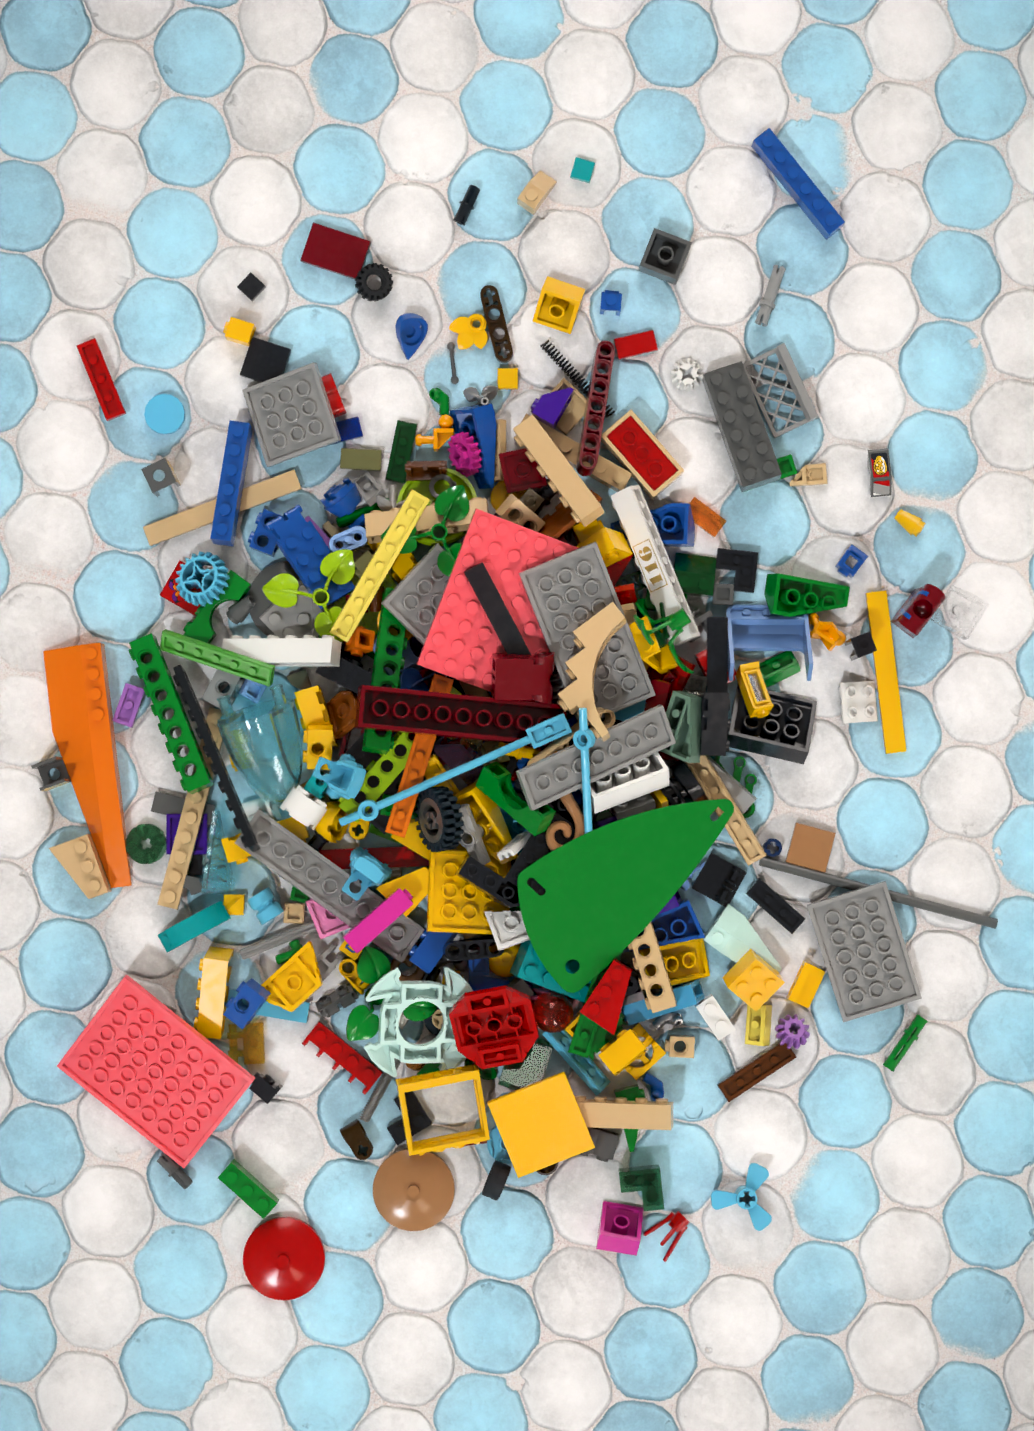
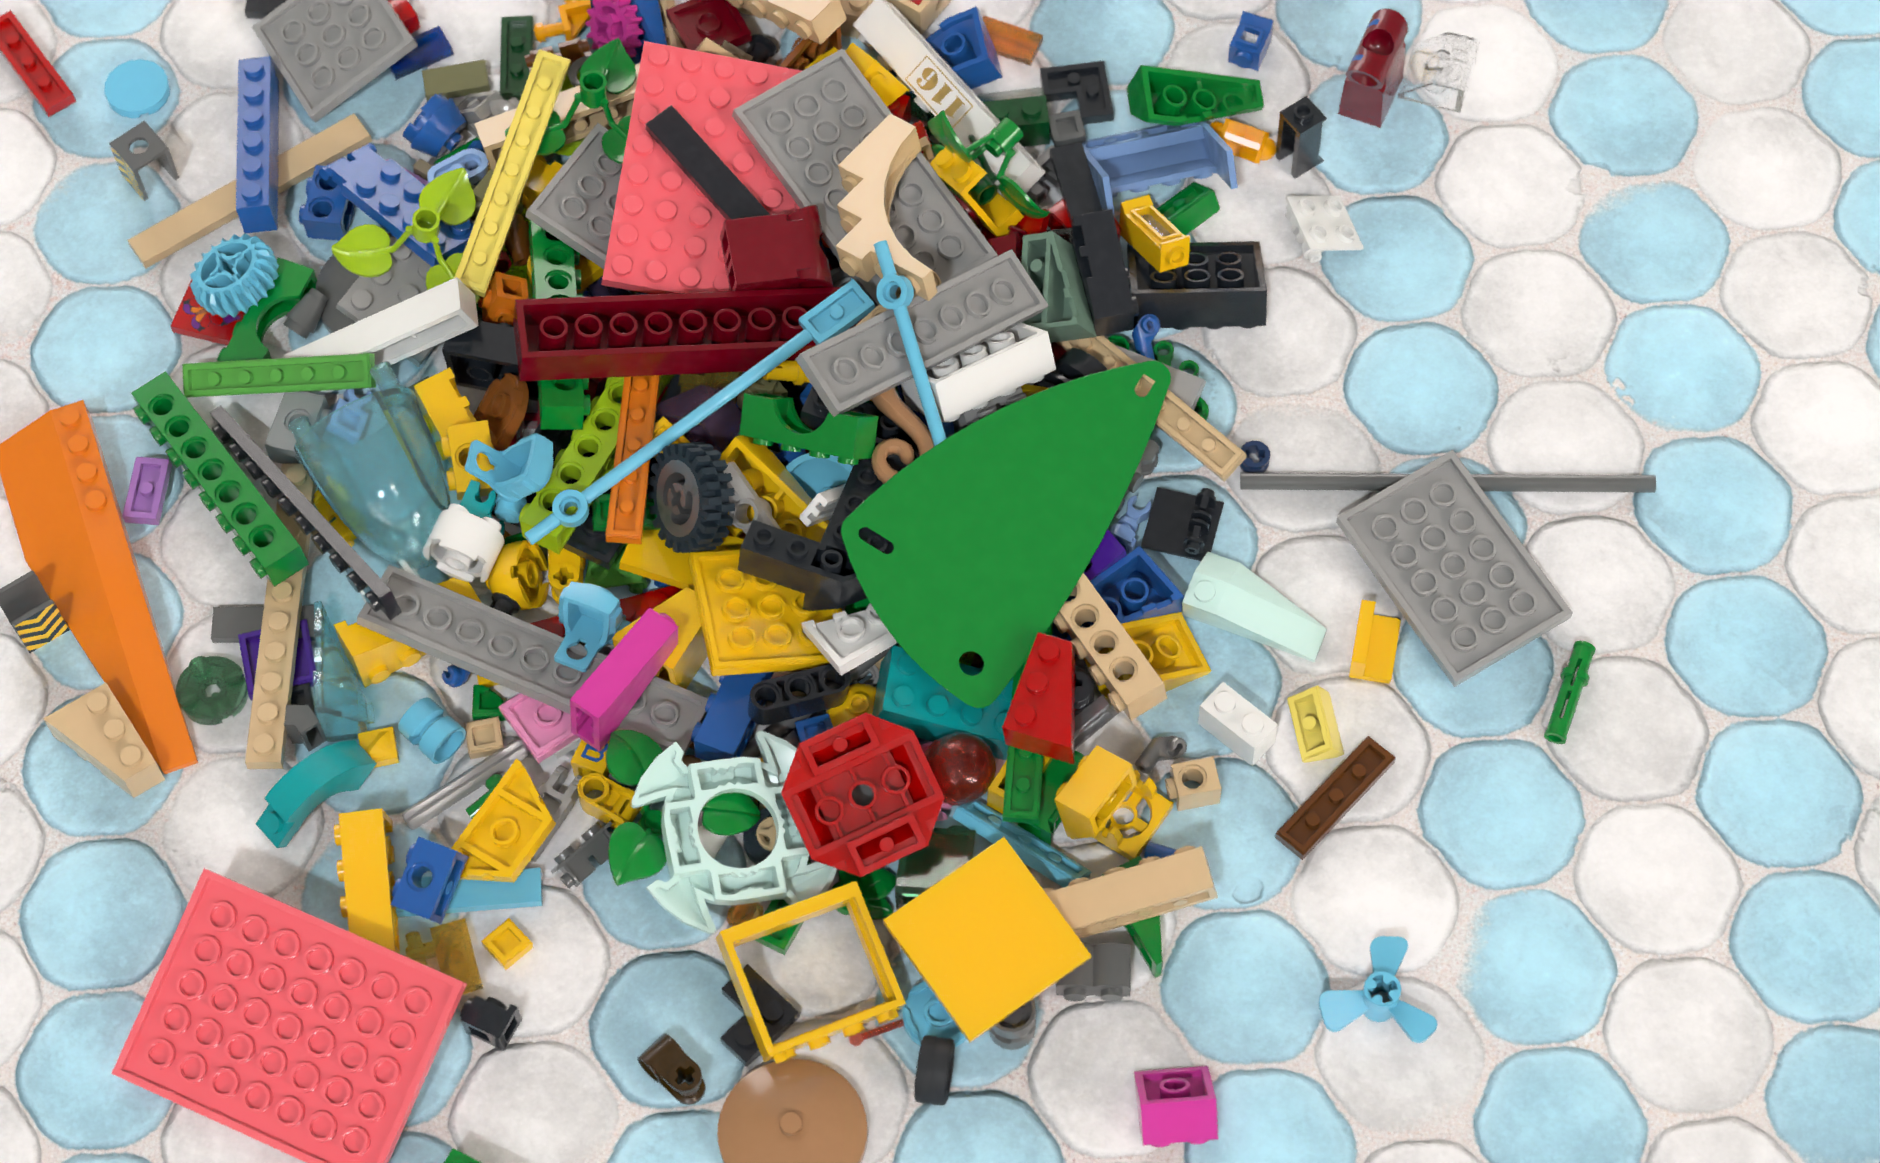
camera: 10 degrees left, 25 degrees down
(283, 1041) = (507, 944): none -> yellow tile
(343, 1055) = (618, 941): red hinge -> none
(378, 1094) = (694, 976): light grey axle -> none
(643, 1179) = (1198, 1008): clear green brick -> none
(678, 1224) = (1273, 1073): red plant -> none
(686, 995) = (1127, 737): dark azure slope -> none
(734, 751) = (1144, 335): none -> blue arm
(753, 980) = (1284, 644): yellow brick -> none
(775, 906) = (1286, 538): black plate -> none
(788, 1037) = (1375, 714): medium lavender gear -> none
(810, 847) = (1315, 442): medium nougat tile -> none
(886, 672) = (1358, 186): yellow tile -> none

